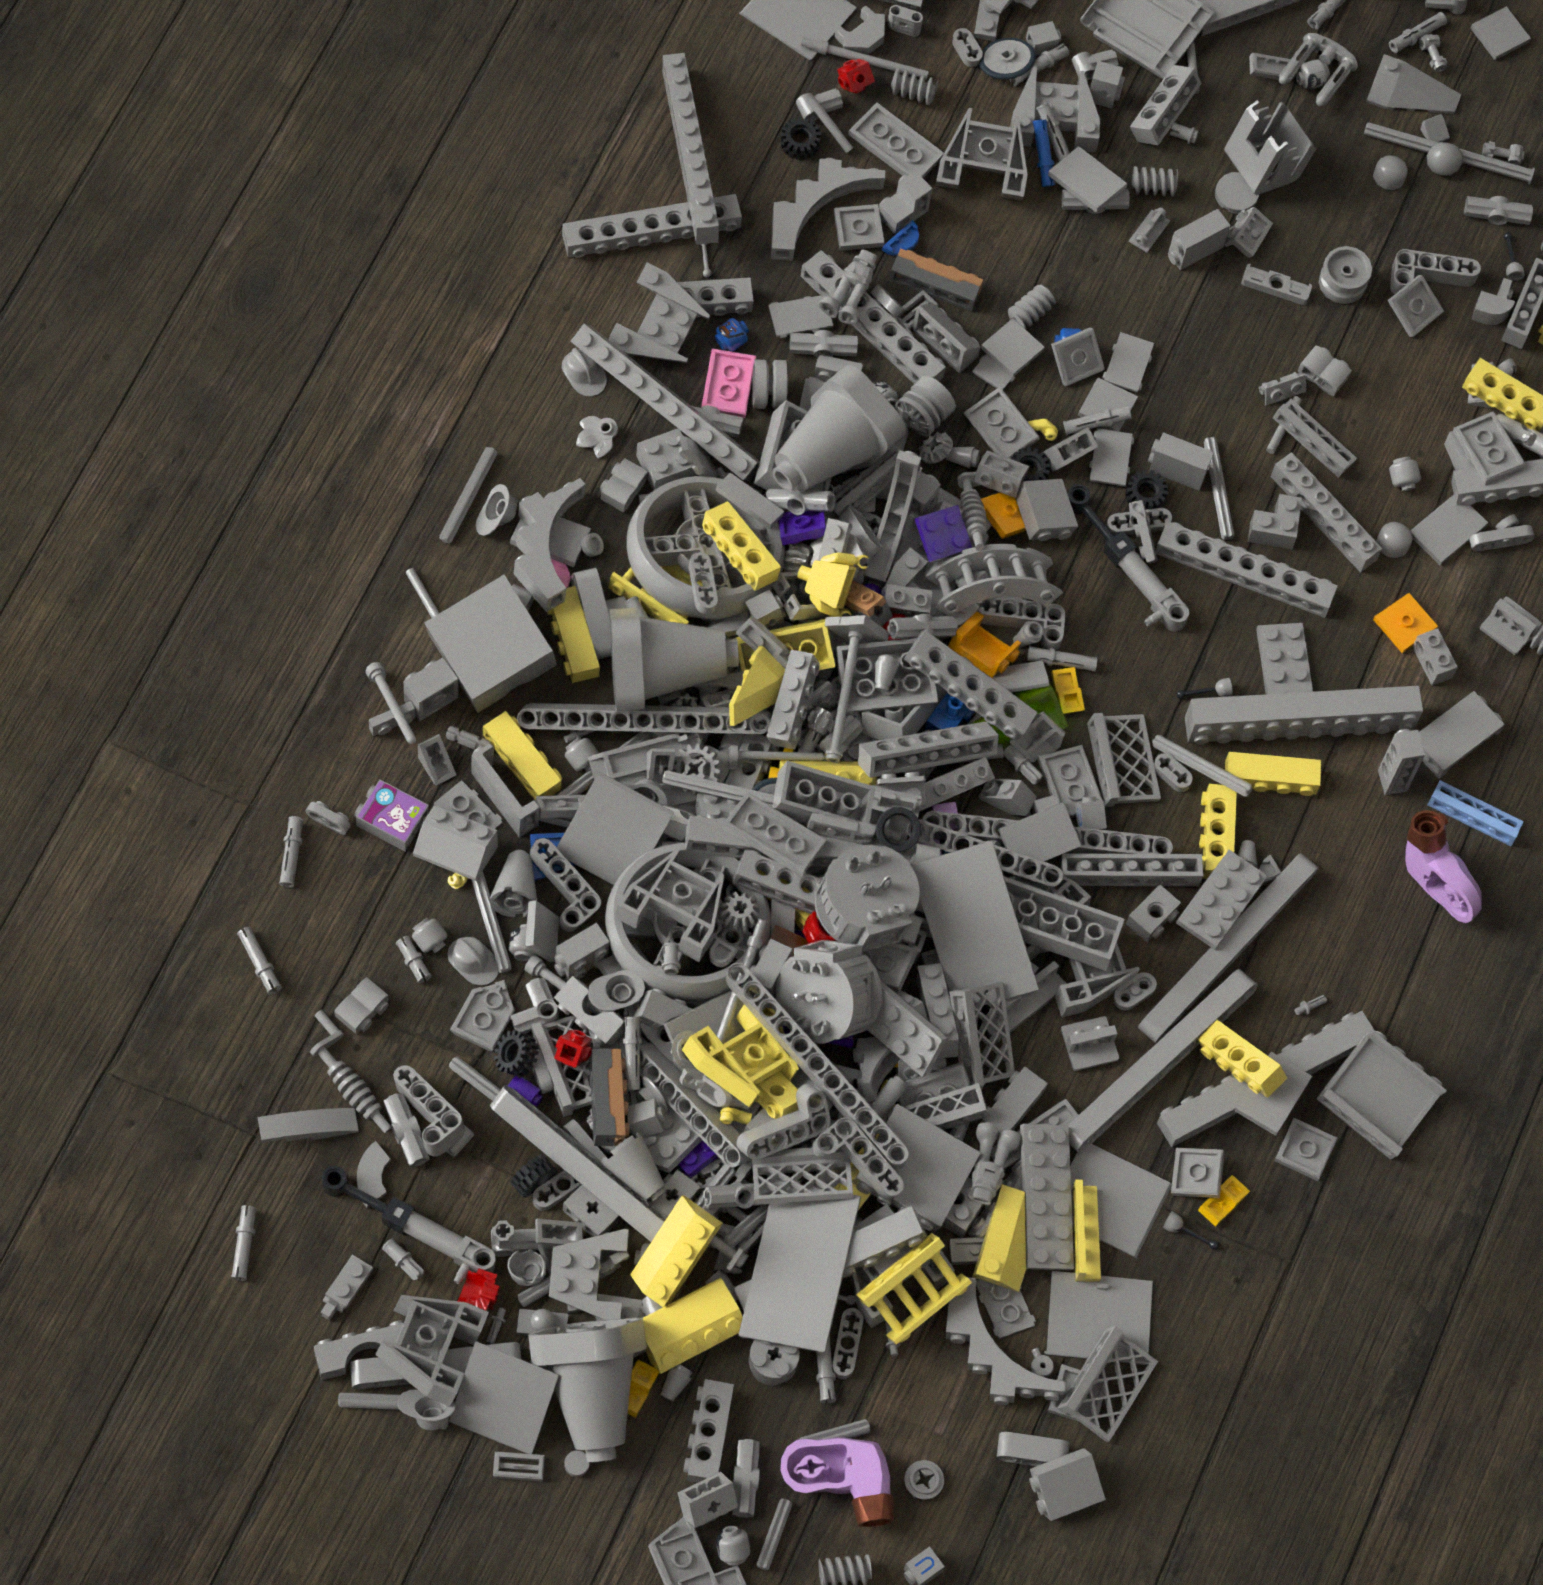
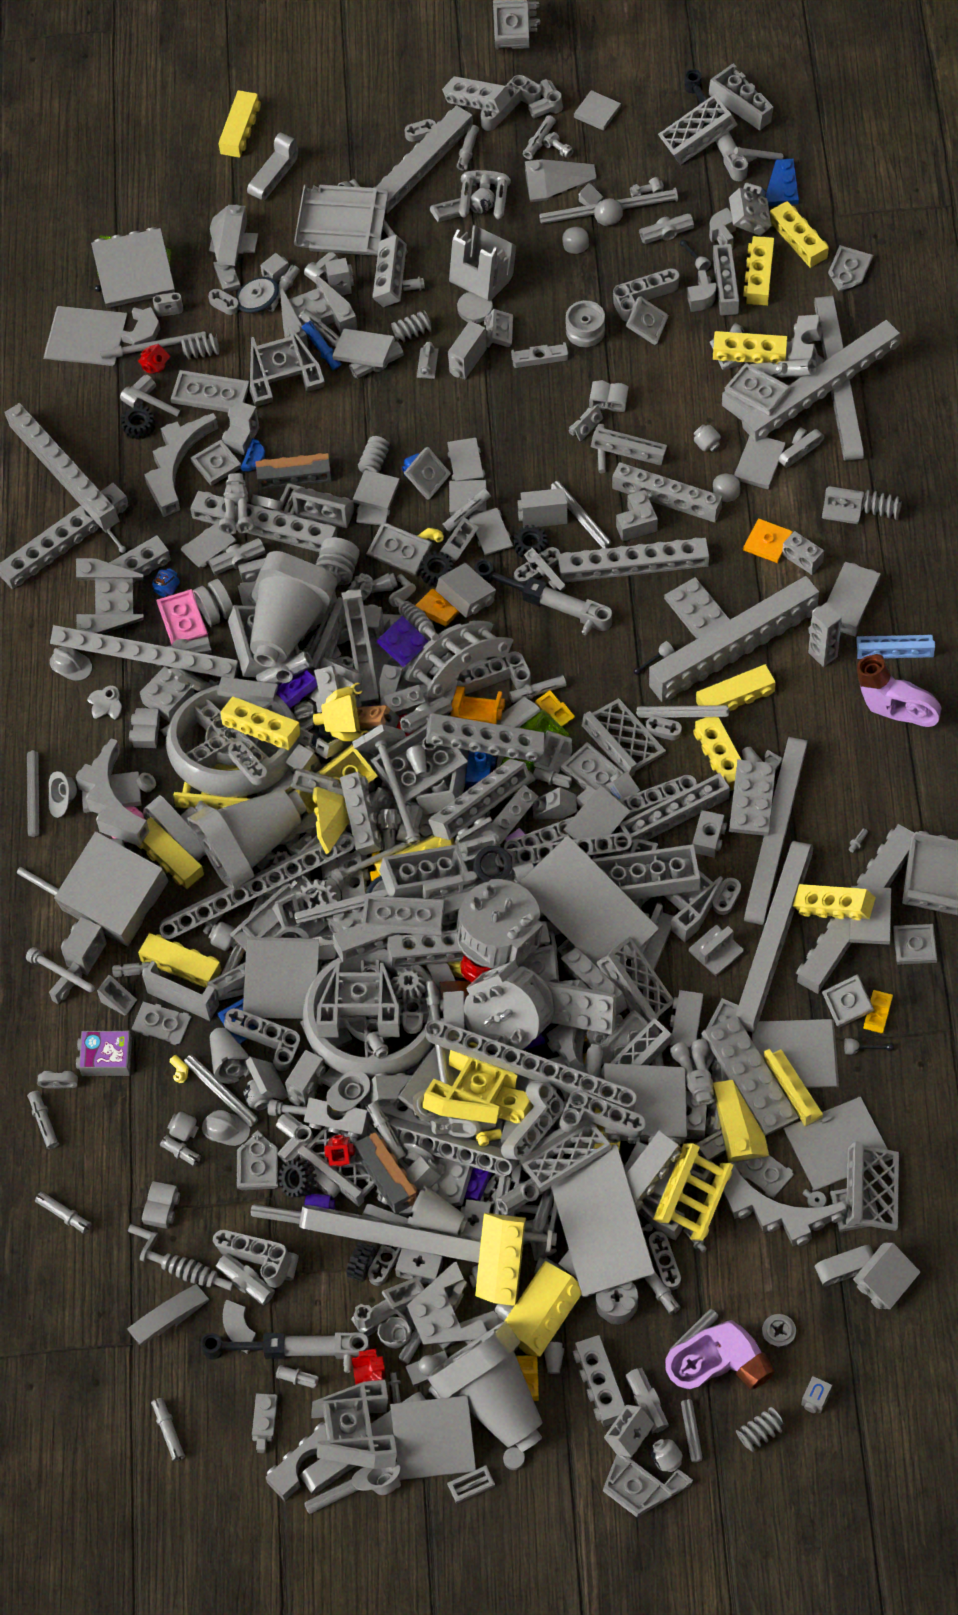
camera: 15 degrees left, 5 degrees down
(455, 843) = (165, 1048): light grey slope -> none
(1000, 473) = (419, 581): light grey bracket -> none
(1029, 633) = (504, 682): light grey cone -> none

